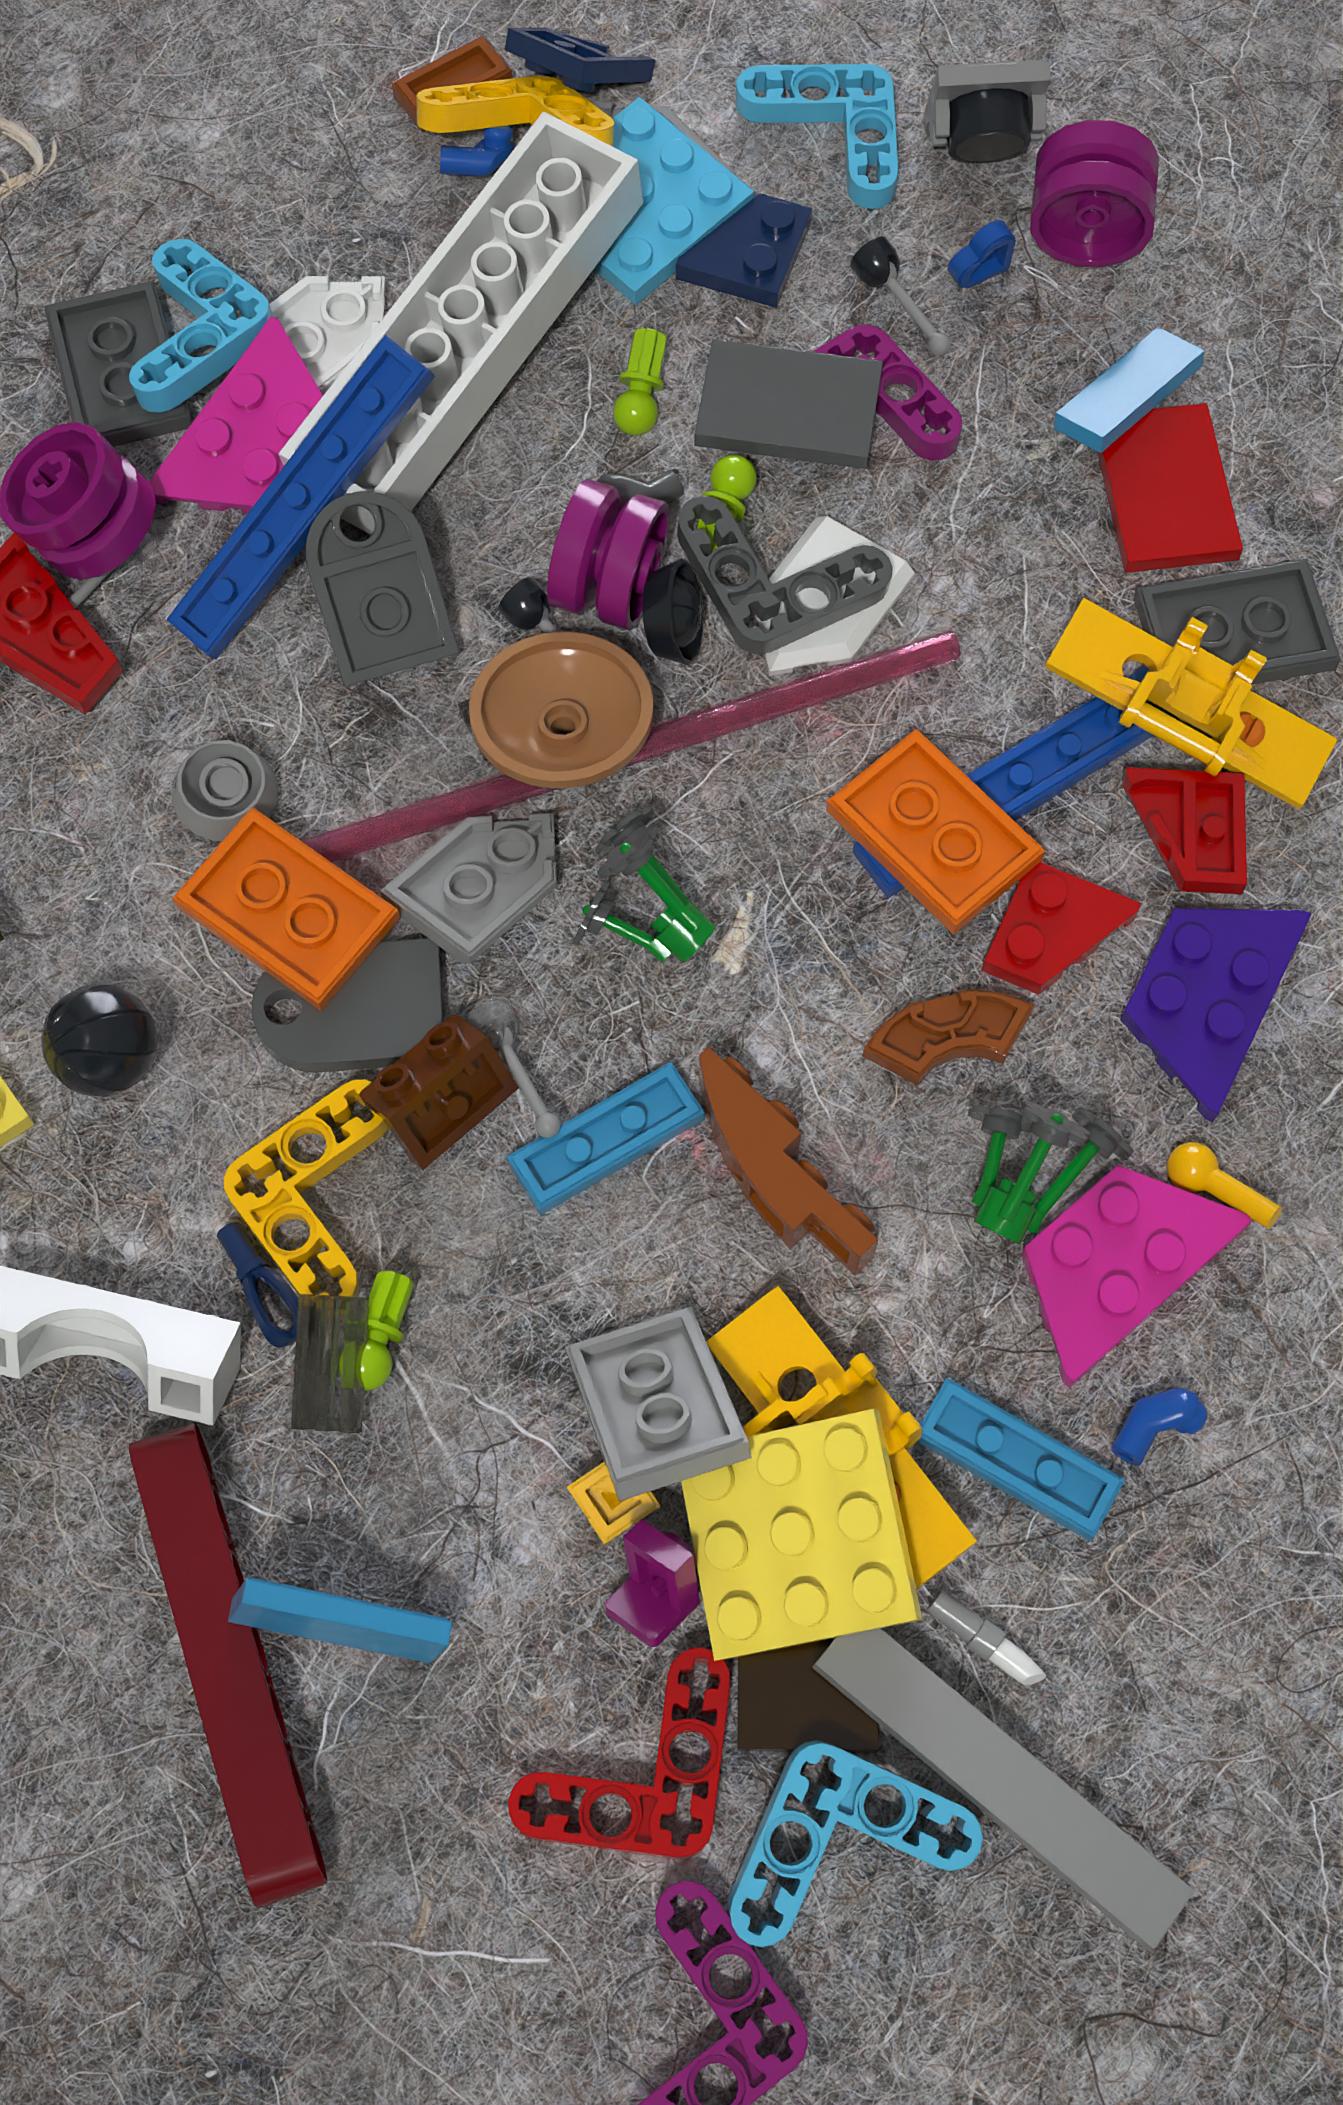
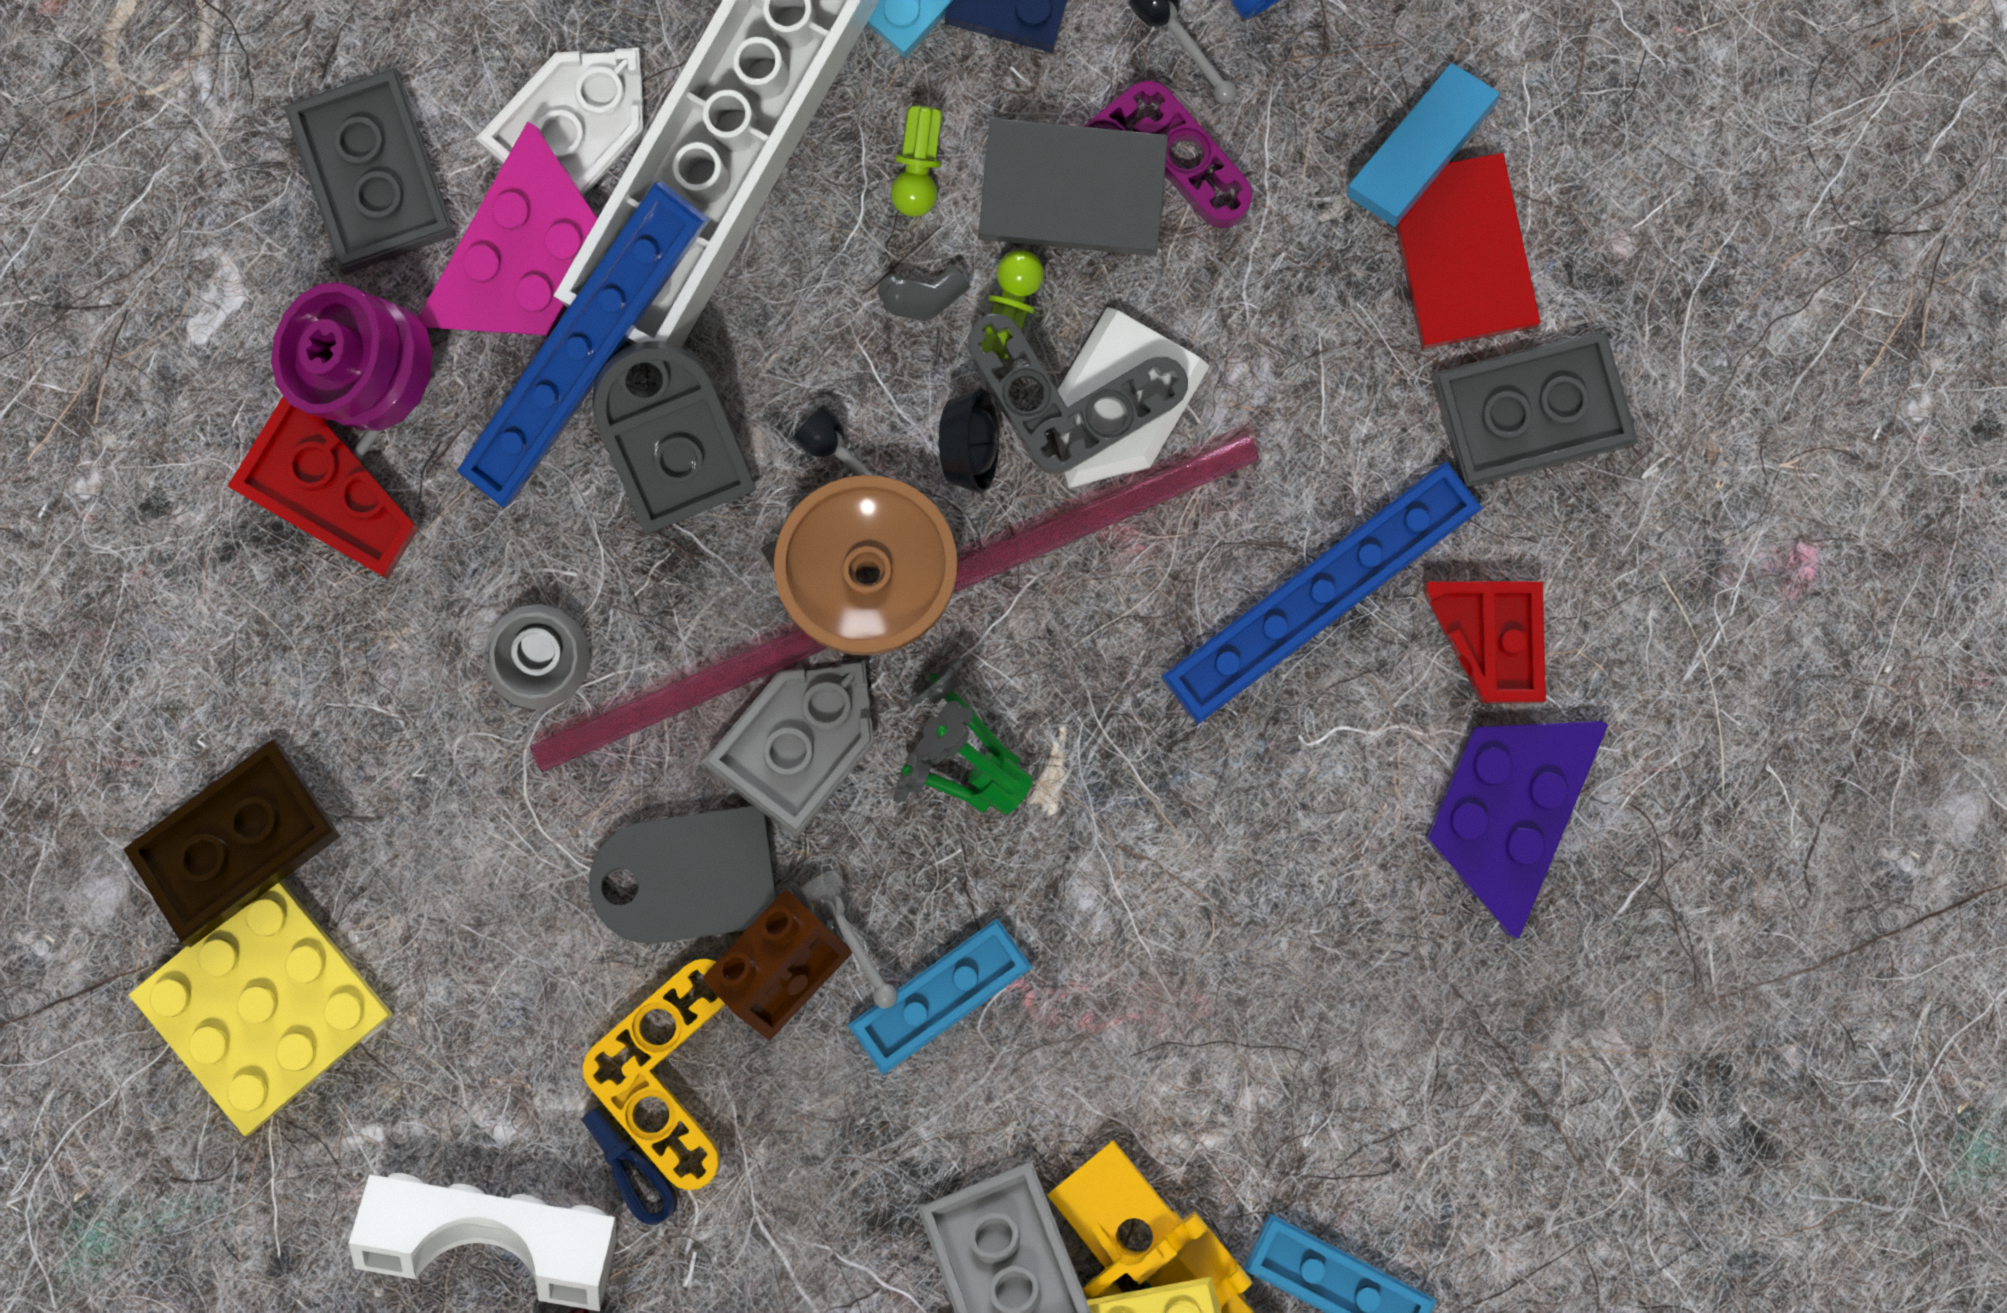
camera: 10 degrees left, 15 degrees up
(99, 1040) = (447, 942): black piece -> none
(158, 376) = (470, 130): medium azure beam -> none
(286, 908) = (612, 788): orange tile -> none
(318, 1363) = (698, 1239): clear smoke tile -> none
(386, 1310) = (735, 1235): lime axle -> none
(606, 553) = (900, 386): magenta wheel -> none
(759, 1150) = (1084, 1002): dark orange slope -> none
(935, 831) = (1240, 662): orange tile -> none
(946, 1029) = (1261, 861): dark orange tile -> none
(1009, 1207) = (1329, 1046): plant -> none
(1053, 925) = (1358, 749): red wing -> none
(1120, 1260) = (1429, 1088): dark pink wing -> none
(1155, 1414) = (1466, 1236): blue arm -> none
(1196, 1169) = (1498, 989): yellow bar -> none
(1197, 687) = (1498, 490): yellow piece -> none

